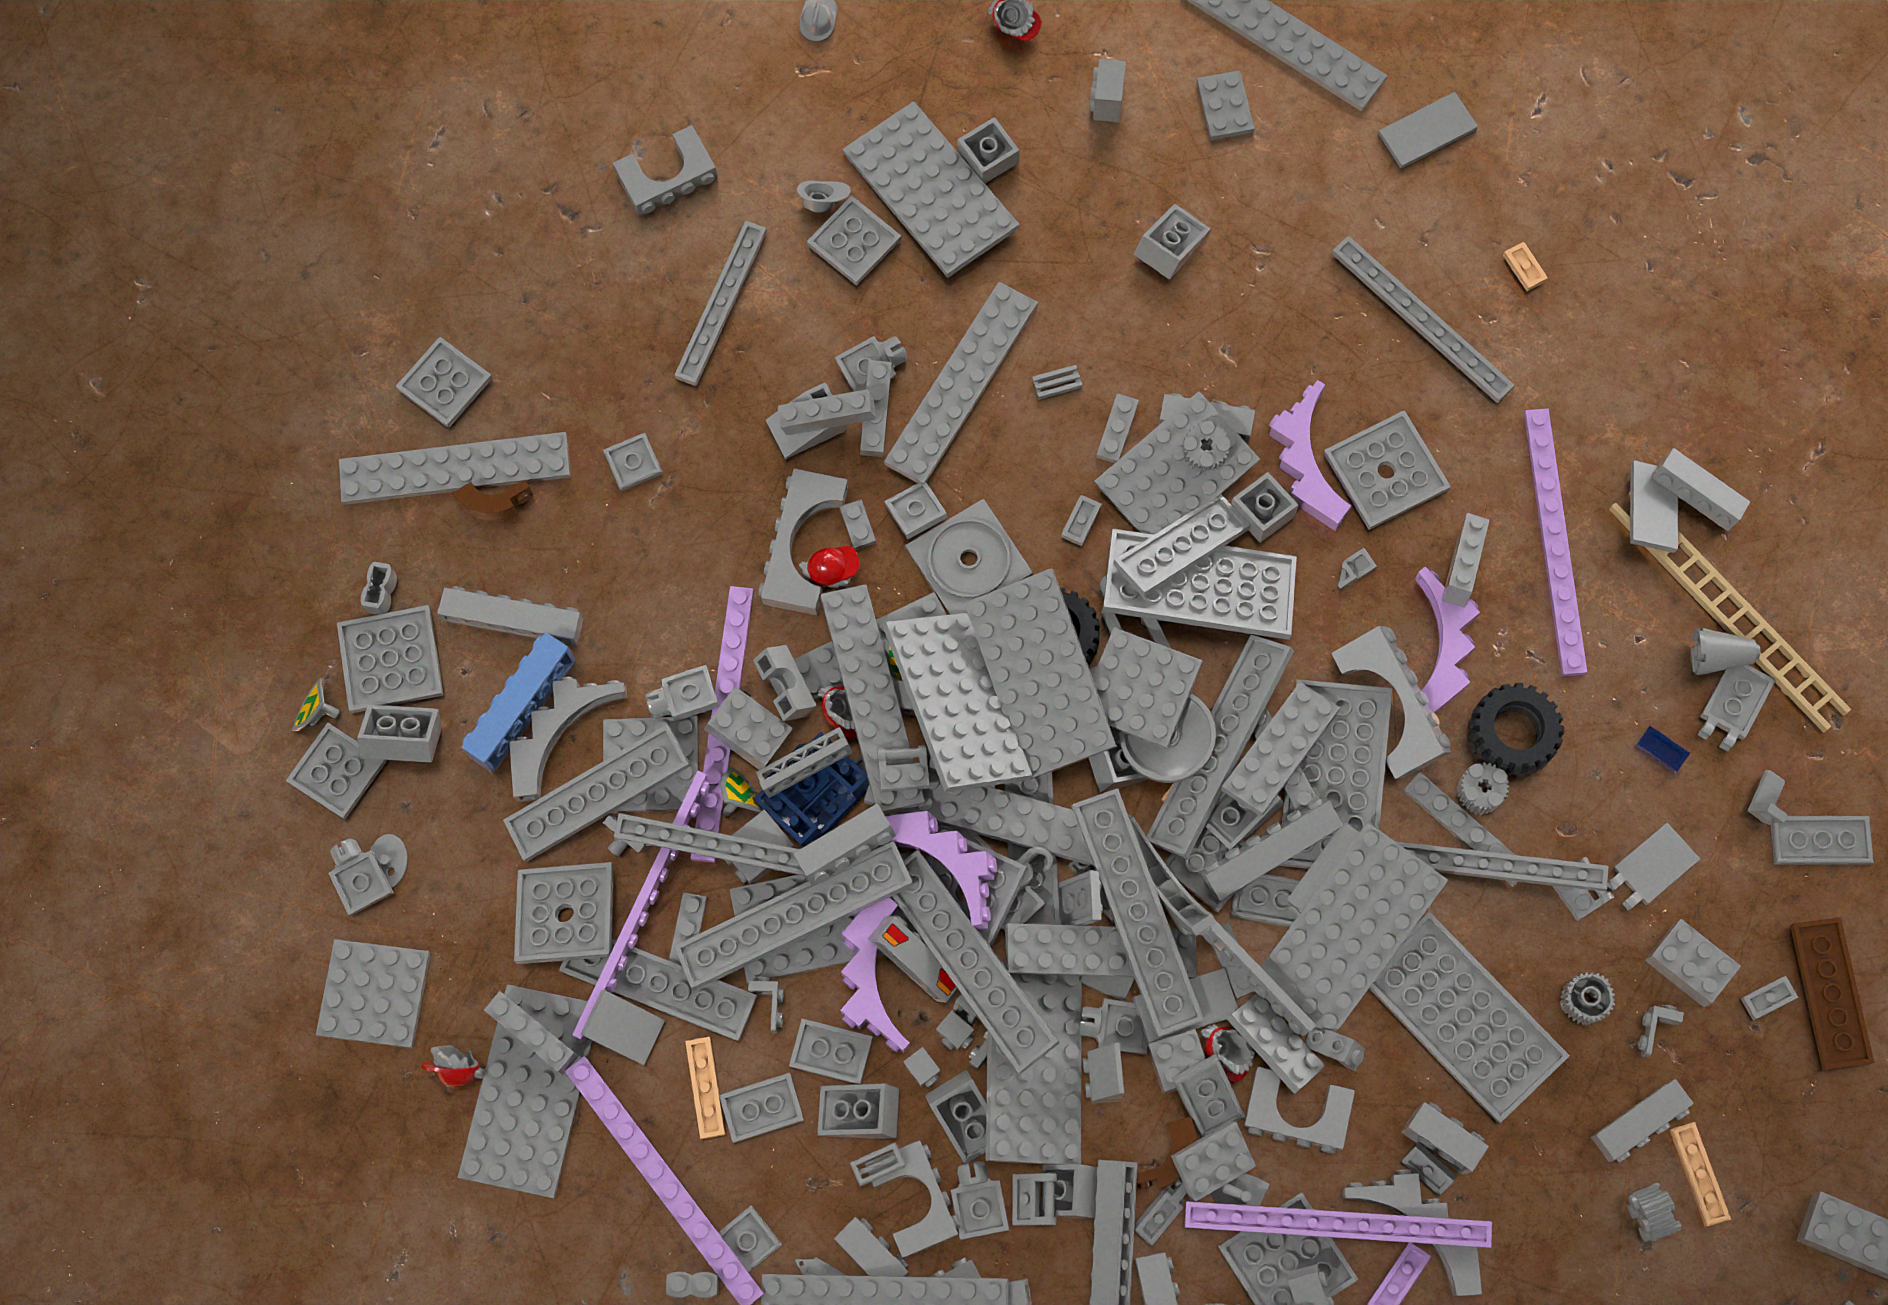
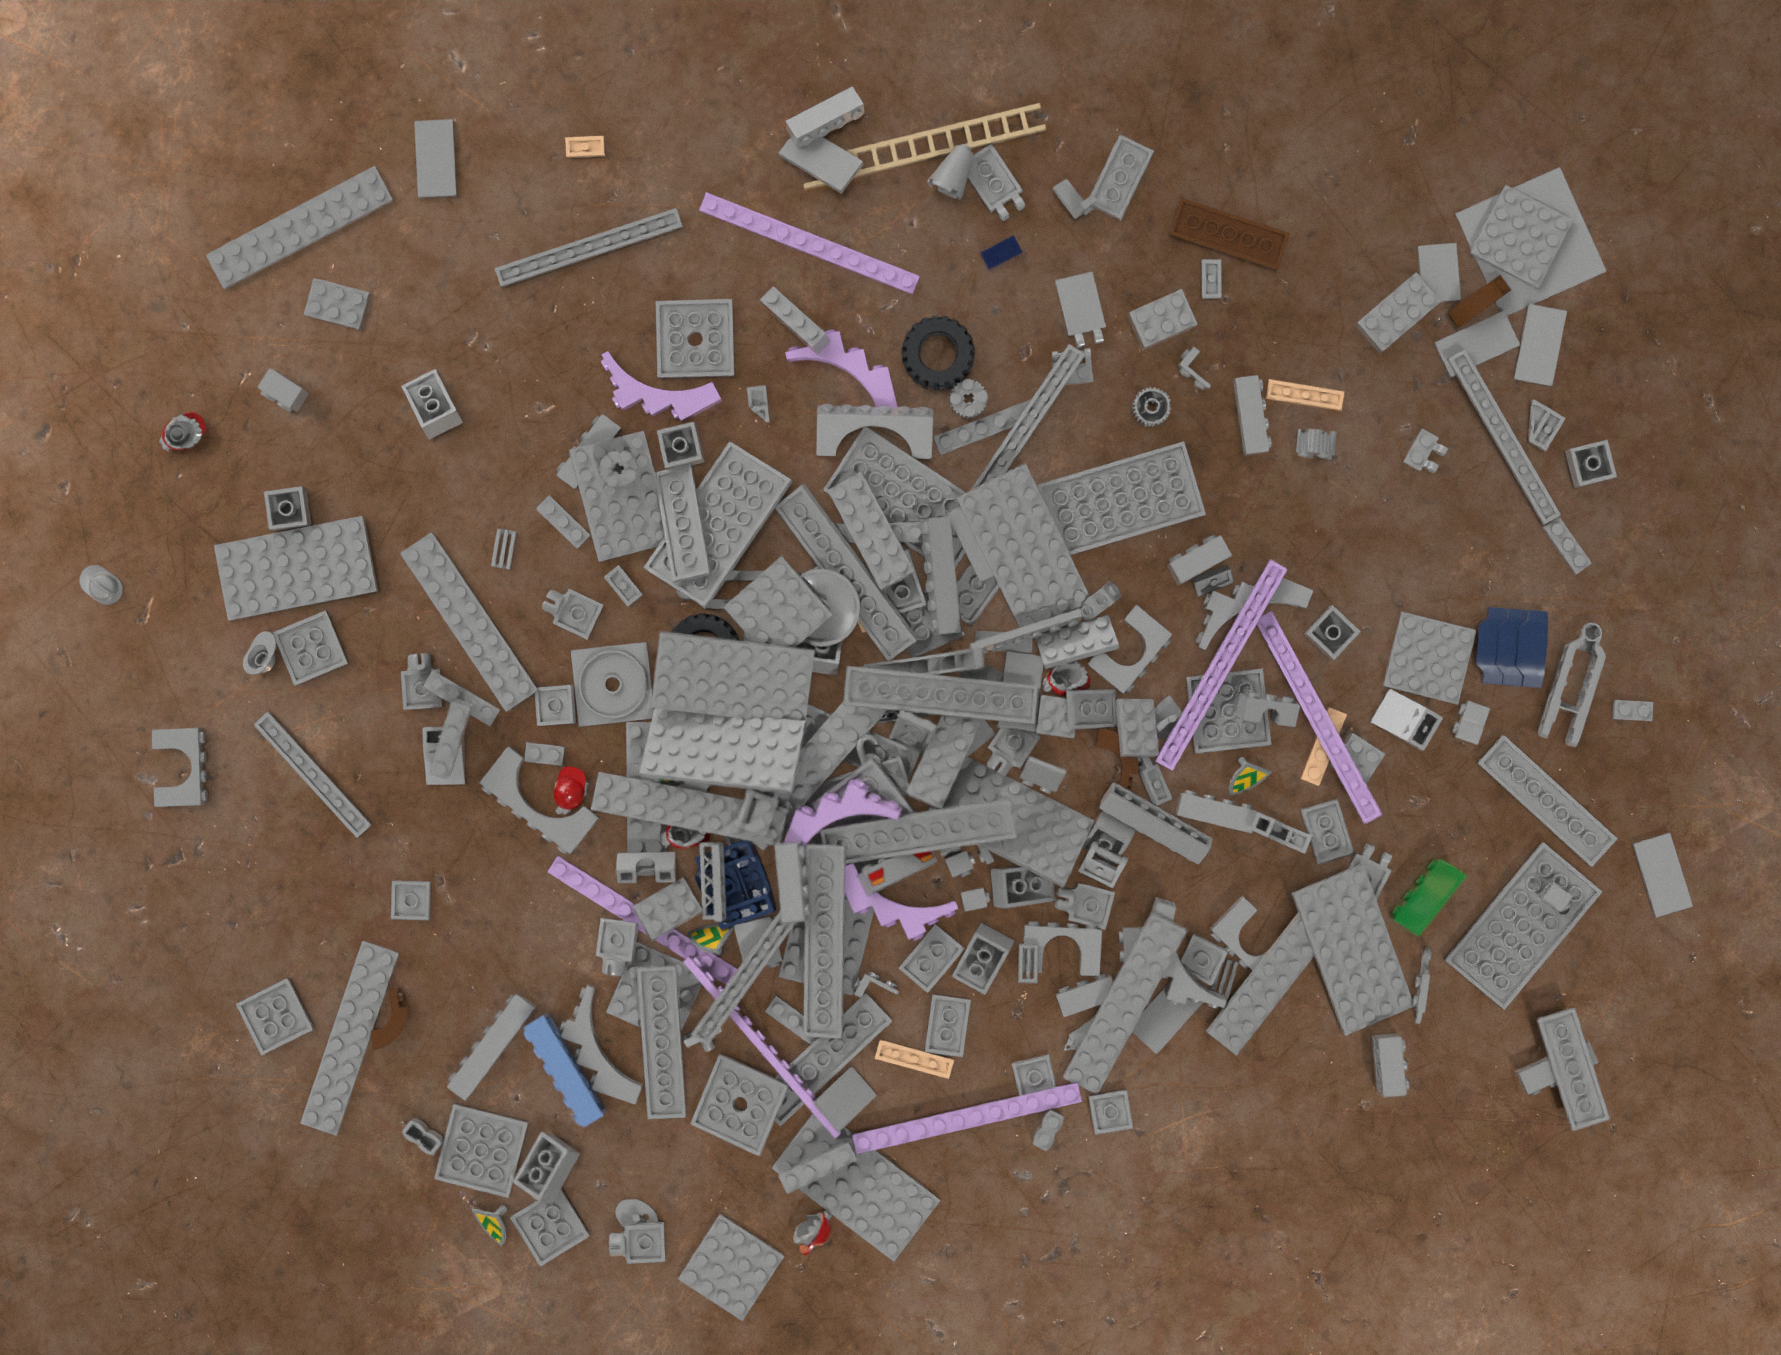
camera: 65 degrees left, 15 degrees up
(1026, 481) = (573, 611): none -> light grey plate

